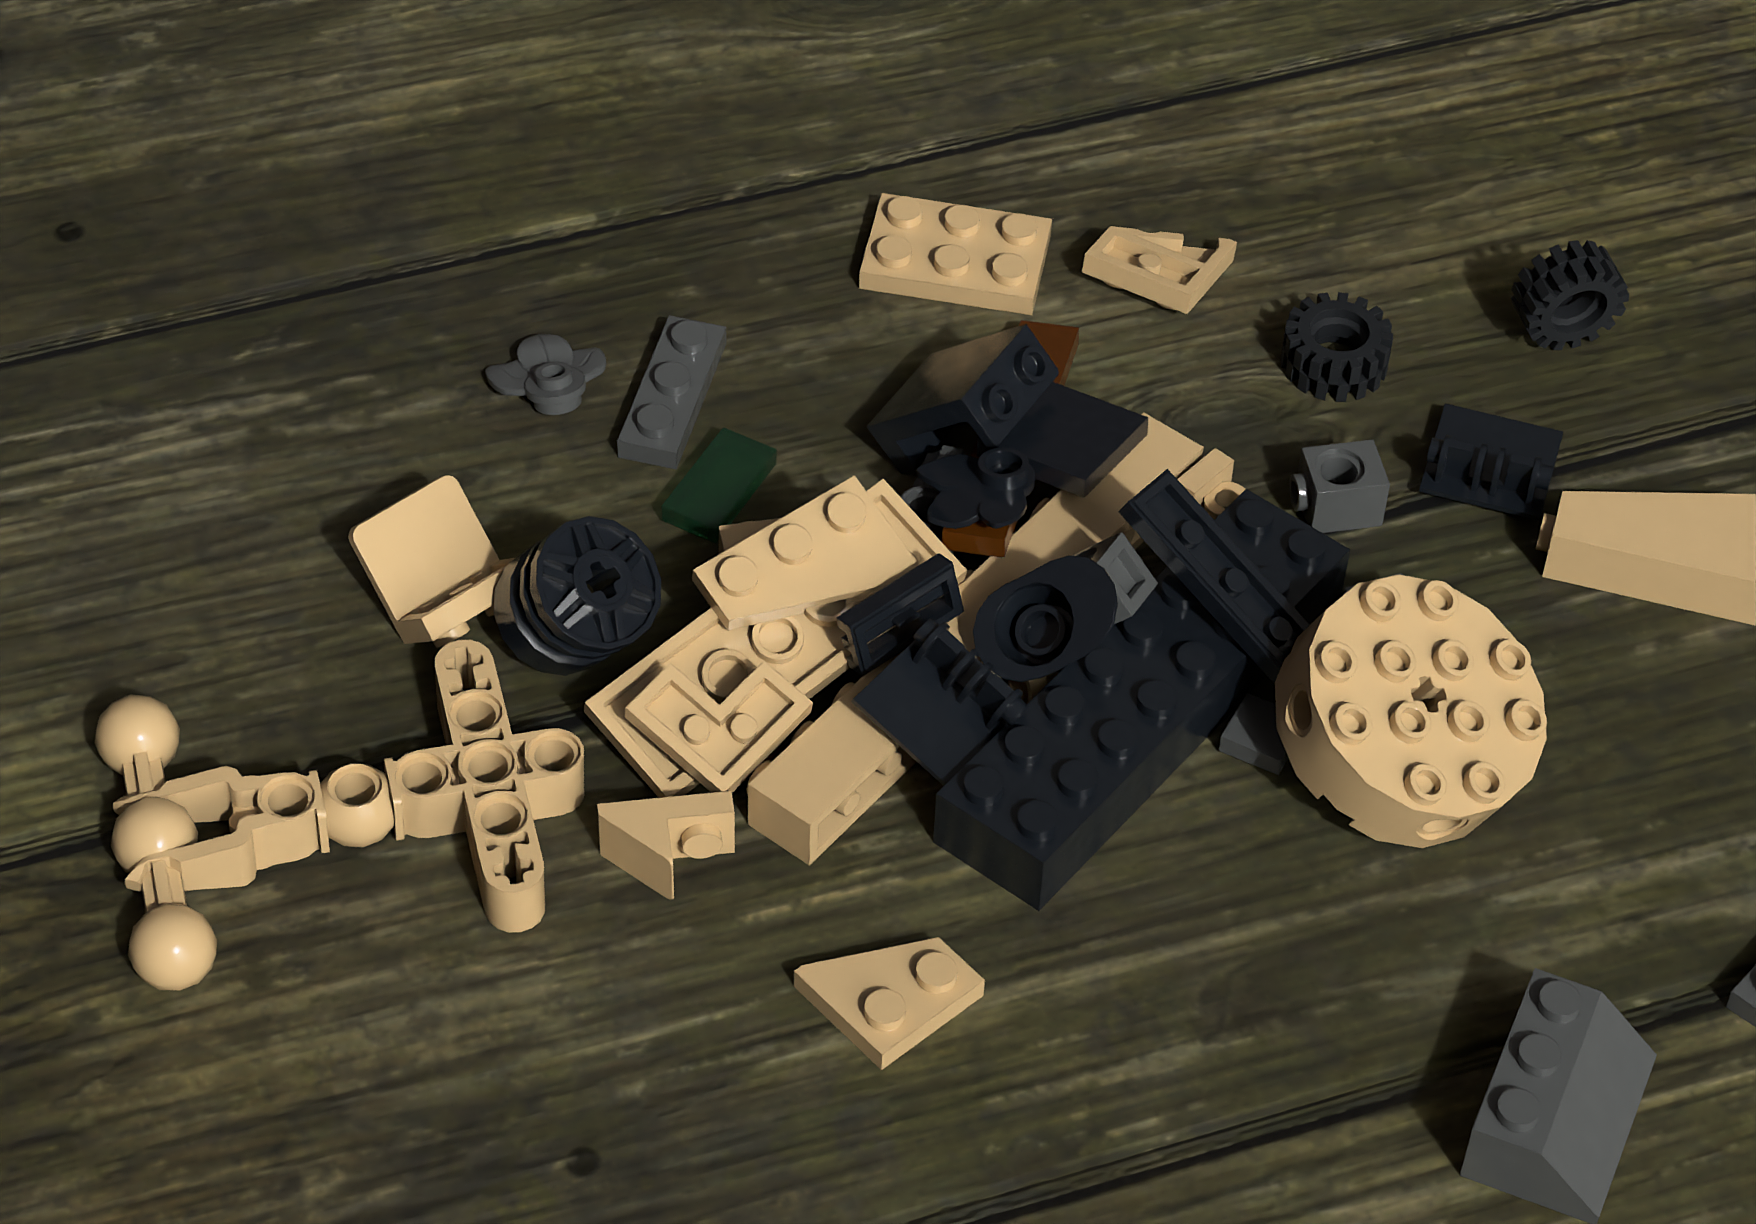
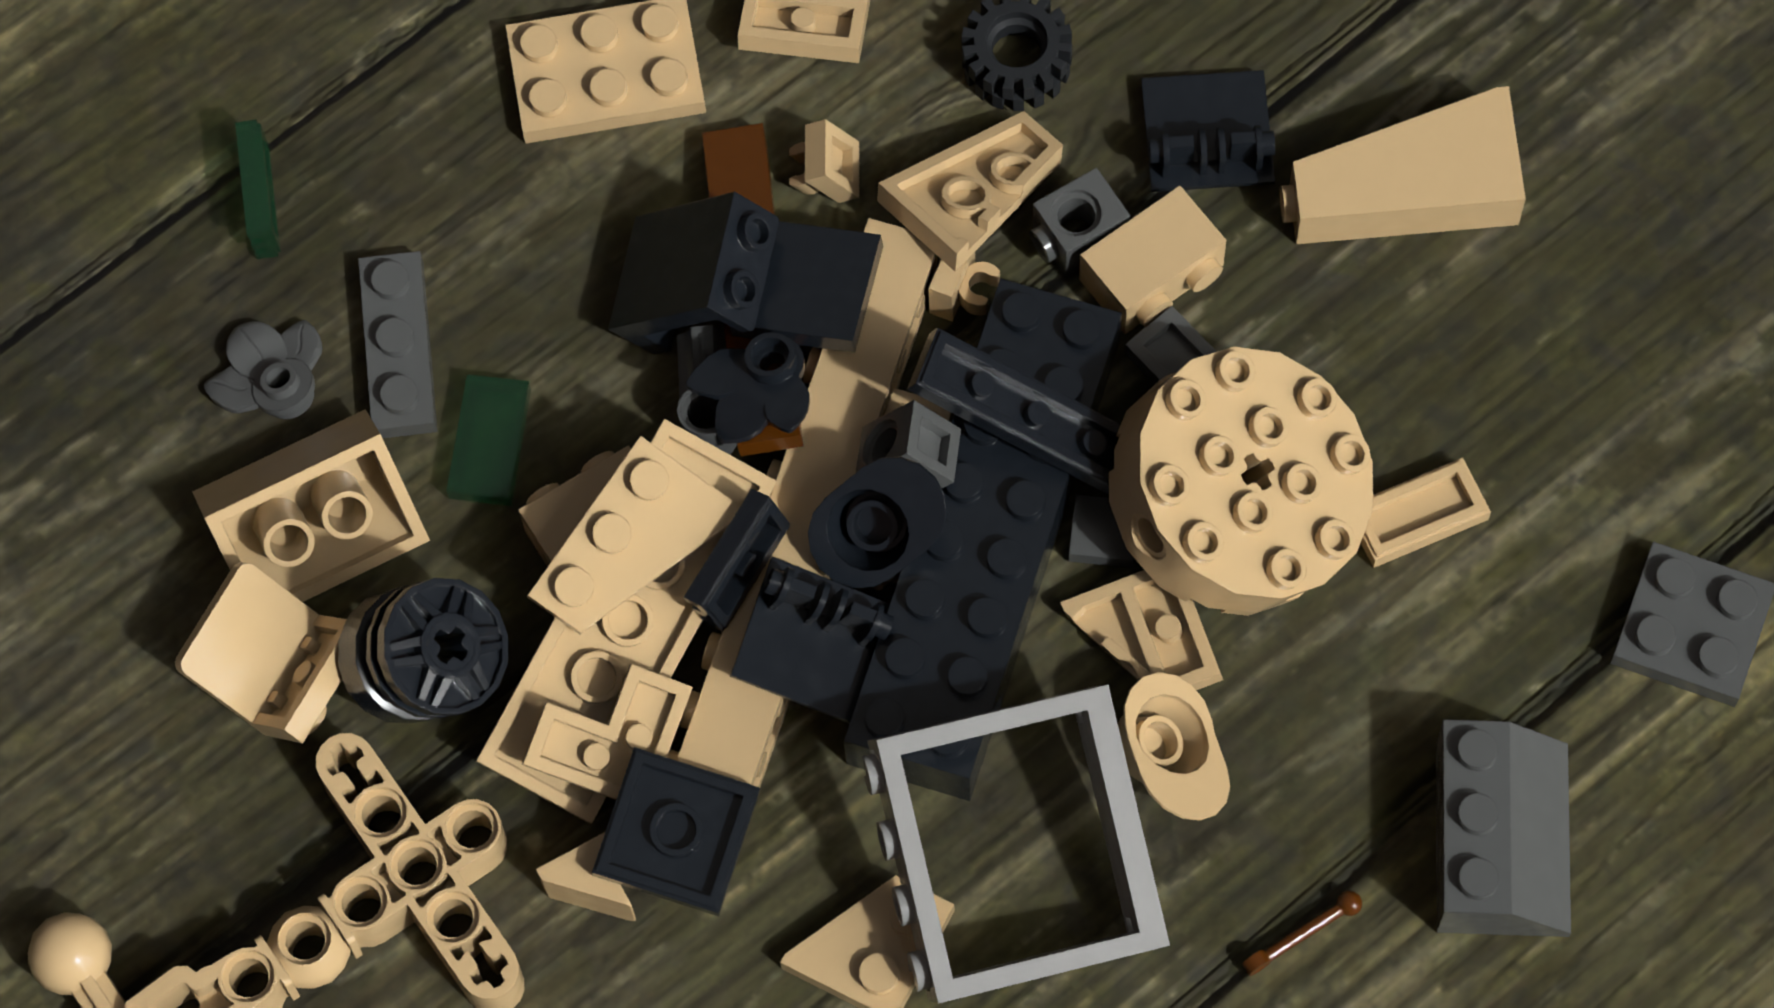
camera: 15 degrees left, 20 degrees up
(535, 475) = (315, 509): none -> tan slope
(605, 238) = (258, 189): none -> clear green tile
(743, 813) = (676, 831): none -> black tile
(1125, 372) = (829, 162): none -> tan tile
(1150, 1064) = (1120, 825): none -> light grey window
(1250, 422) = (971, 187): none -> tan wing
(1254, 909) = (1174, 747): none -> tan piece
(1267, 1133) = (1347, 903): none -> reddish brown hinge
(1270, 824) = (1146, 629): none -> tan wing
(1402, 530) = (1154, 260): none -> tan brick
(1578, 818) = (1423, 512): none -> tan tile

